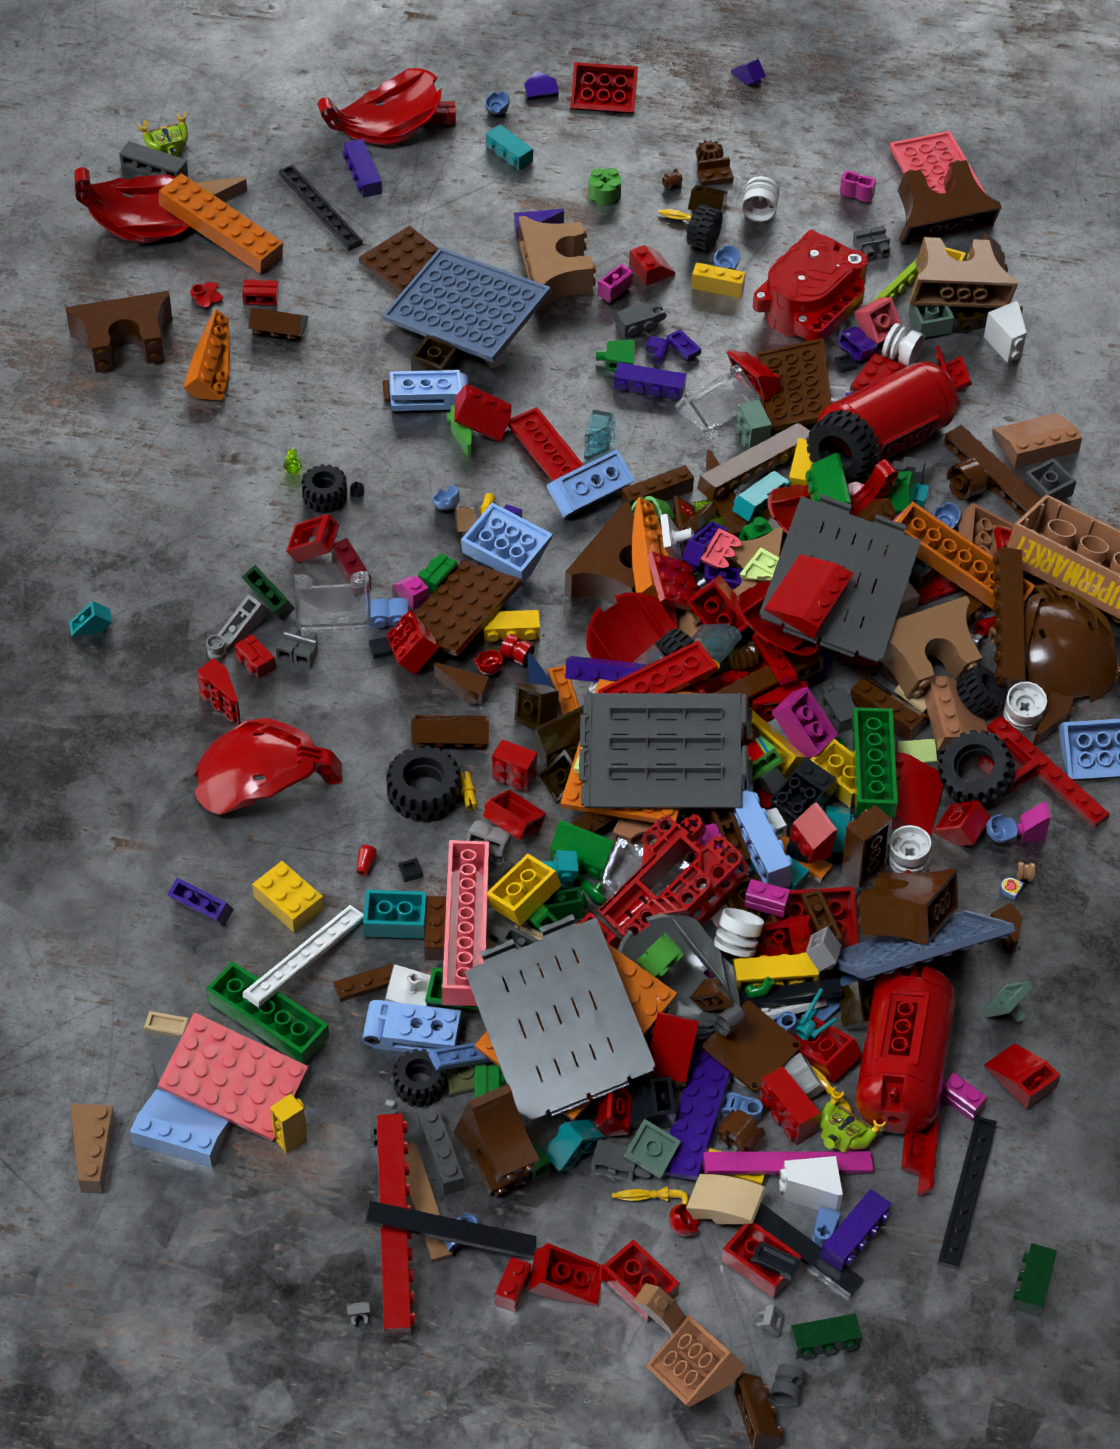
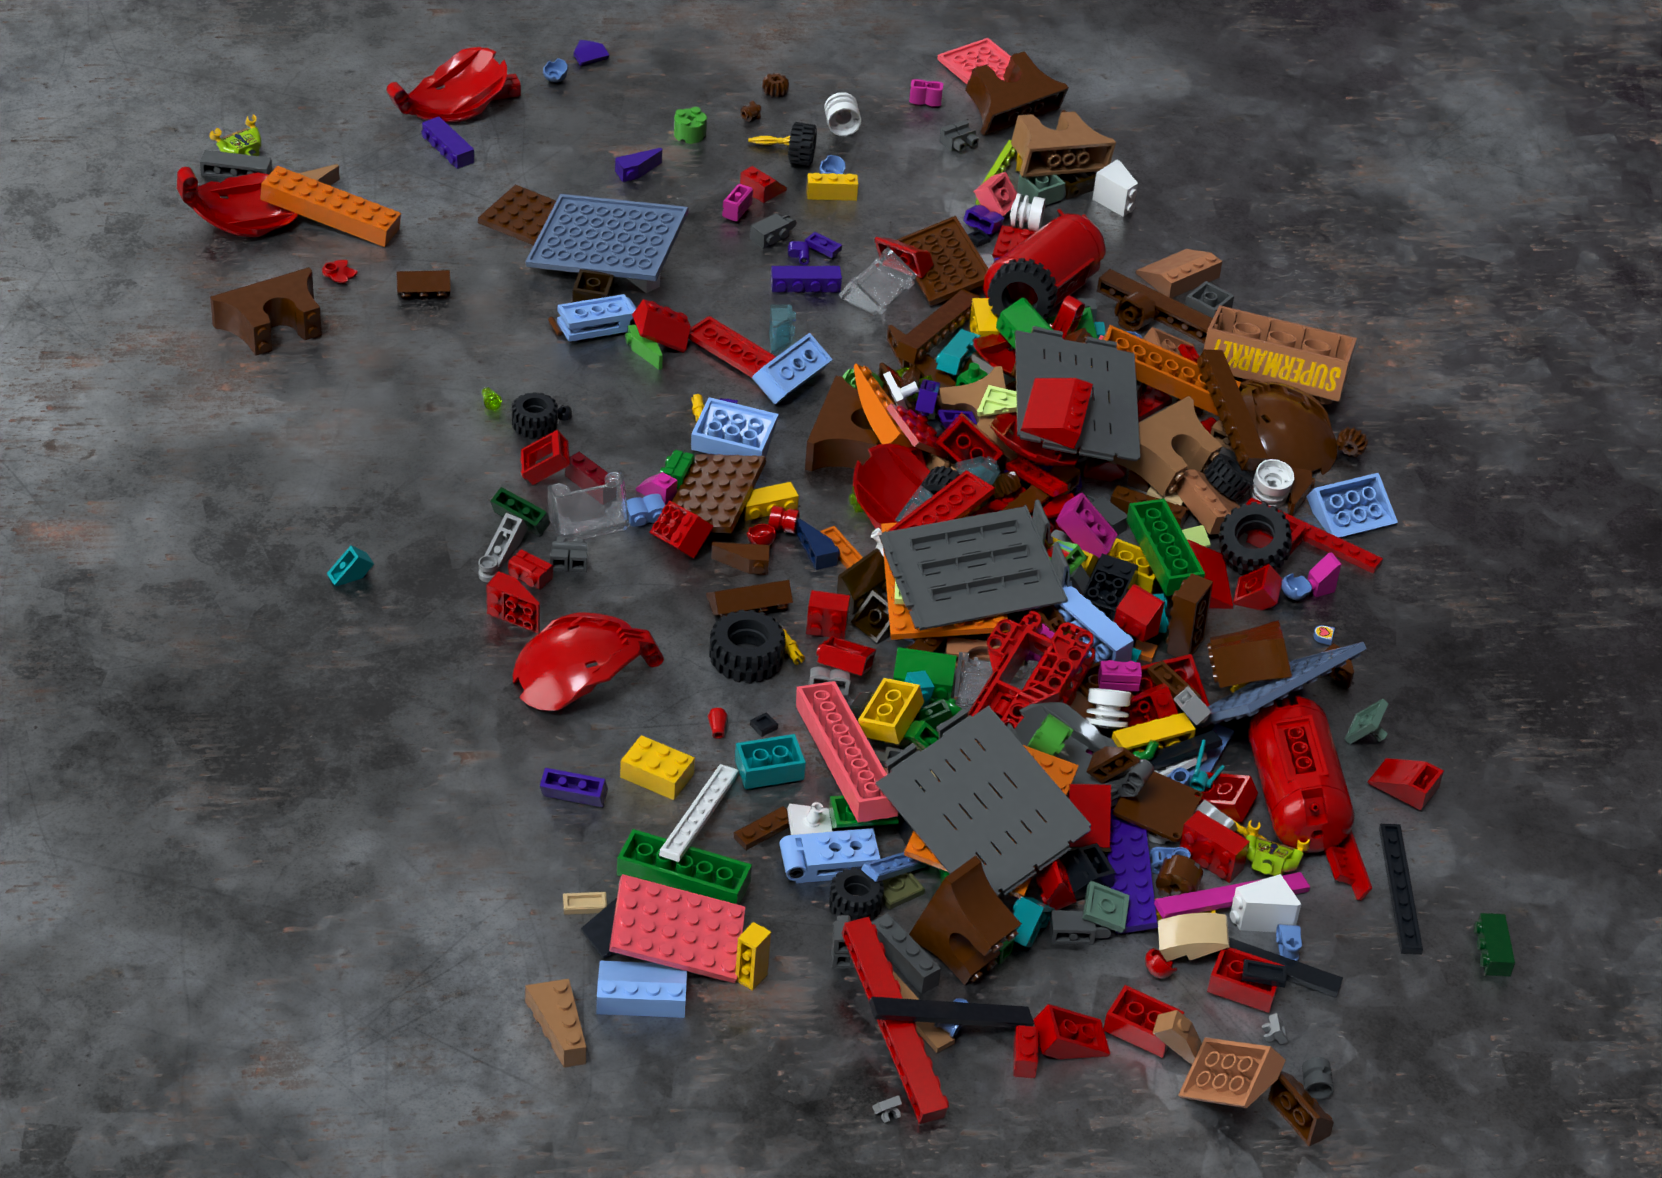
camera: 20 degrees left, 10 degrees down
(210, 362) = (369, 326): orange wedge -> none
(260, 292) = (394, 260): red brick -> none
(320, 207) = (420, 182): black tile -> none
(380, 647) = (648, 542): black tile -> none
(435, 928) = (817, 774): reddish brown brick -> none
(447, 499) = (658, 406): medium blue hair -> none
(465, 518) = (683, 419): medium nougat slope -> none
(487, 1079) = (923, 885): green brick -> none
(509, 147) = (583, 105): teal brick -> none
(535, 704) = (825, 560): dark brown slope -> none
(556, 257) = (672, 183): medium nougat piece -> none
(594, 669) = (874, 517): dark purple brick -> none
(604, 87) = (651, 44): red slope -> none
(616, 352) = (763, 260): green torso -> none
(642, 1194) = (1107, 952): yellow piece -> none
(663, 486) = (868, 355): reddish brown brick -> none
(707, 196) = (786, 120): dark brown brick -> none
(714, 171) = (786, 100): reddish brown bracket -> none
(719, 549) = (950, 393): coral plate -> none
(749, 72) = (783, 15): dark purple slope -> none
(752, 424) = (921, 297): sand green brick -> none
(812, 287) = (927, 177): red piece -> none
(825, 1336) = (1332, 1031): dark green brick -> none
(855, 1230) = (1319, 938): dark purple brick -> none
(856, 1005) = (1237, 753): dark brown slope -> none
(909, 850) = (1225, 615): white wheel -> none
(963, 1096) = (1367, 810): dark pink brick -> none
(1025, 871) = (1332, 617): medium nougat wheel -> none

